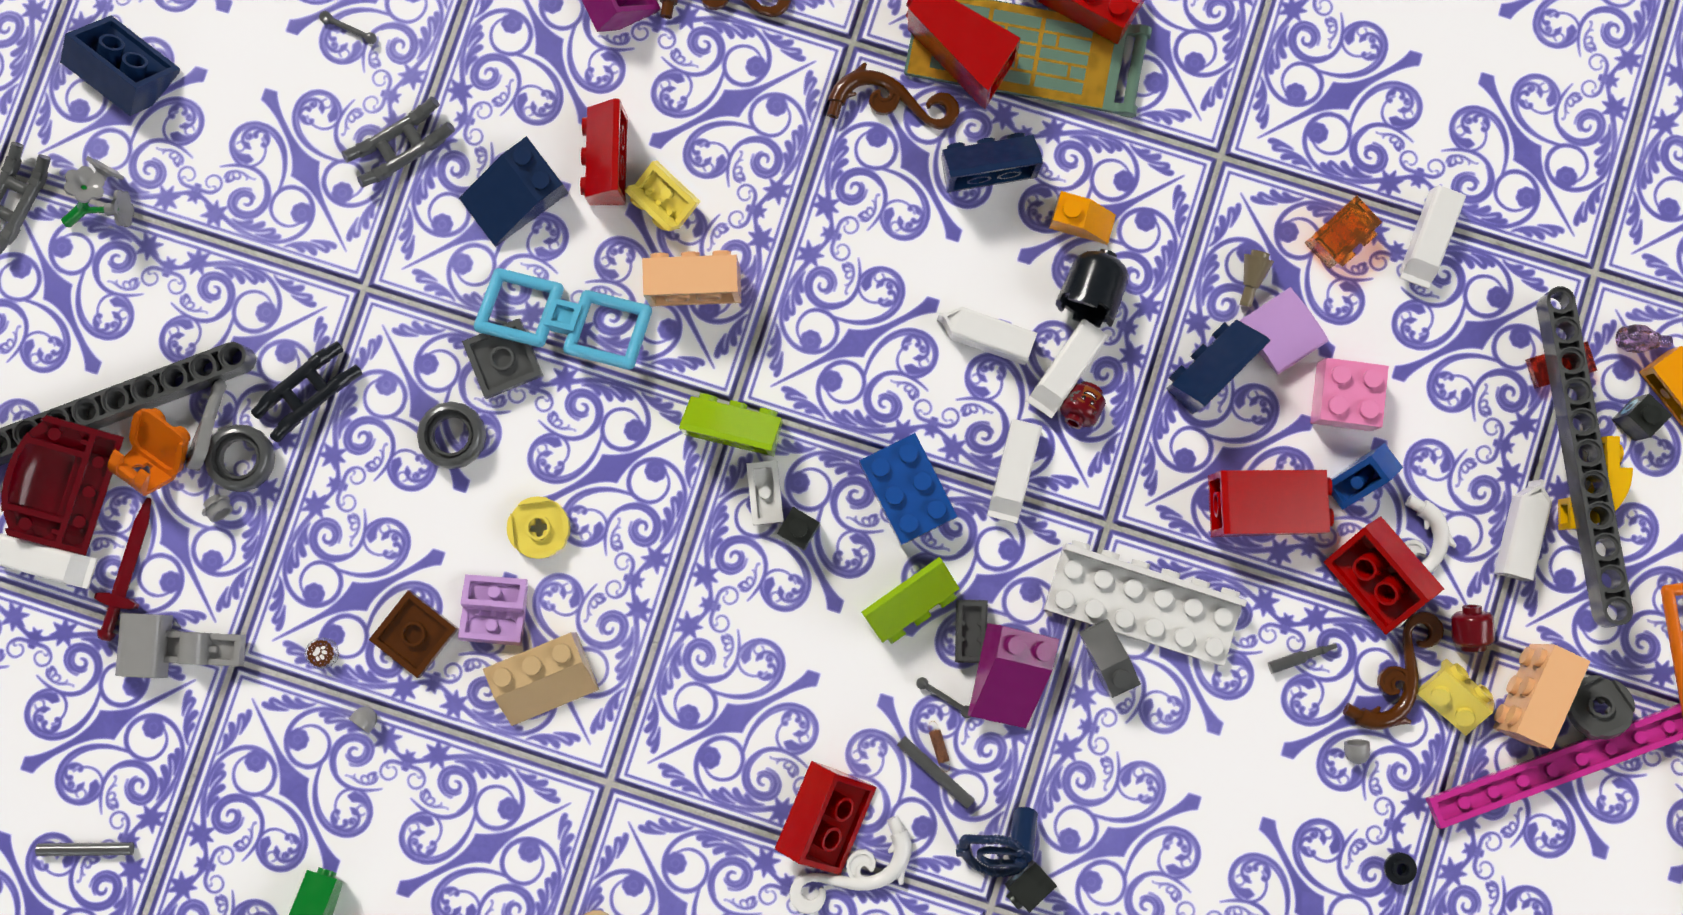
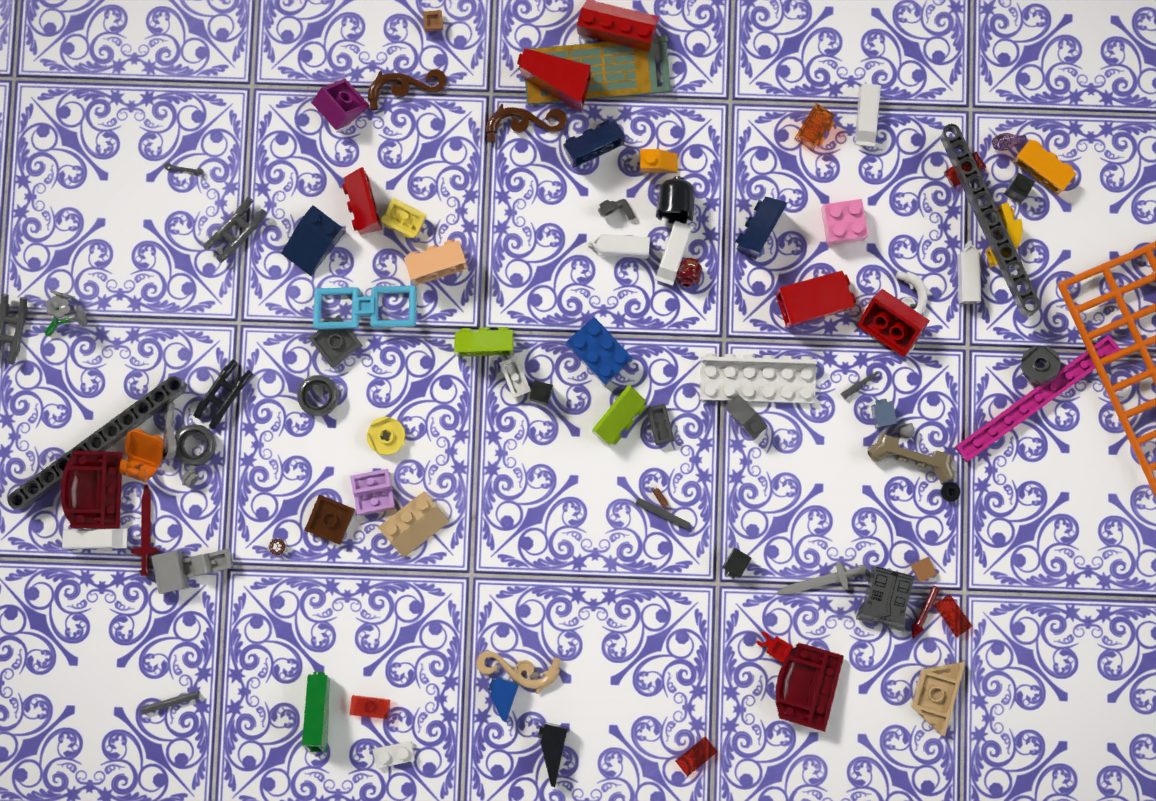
camera: 15 degrees left, 0 degrees up
(118, 64) = (51, 229): dark blue slope -> none
(364, 718) = (315, 578): light grey hinge -> none
(825, 818) = (605, 558): red slope -> none
(896, 869) = (632, 576): white plant -> none
(922, 683) = (670, 472): dark grey hinge -> none
(984, 268) = (608, 207): none -> dark grey plate
(1011, 674) = (691, 442): magenta slope -> none
(1014, 471) = (659, 322): white piece -> none
(1019, 846) = (723, 541): dark blue piece -> none
(1255, 270) = (769, 163): dark tan cone -> none
(1289, 327) = (798, 193): lavender slope -> none
(1328, 714) = (883, 413): none -> sand blue brick
(1365, 476) = (866, 267): blue slope -> none
(1395, 815) = (938, 461): none -> dark tan plate
(1409, 677) = (924, 403): reddish brown plant -> none
(1457, 697) = (956, 382): light yellow bracket -> none
(1472, 628) = (954, 339): dark red head -> none
(1540, 694) = (1002, 366): light nougat brick -> none

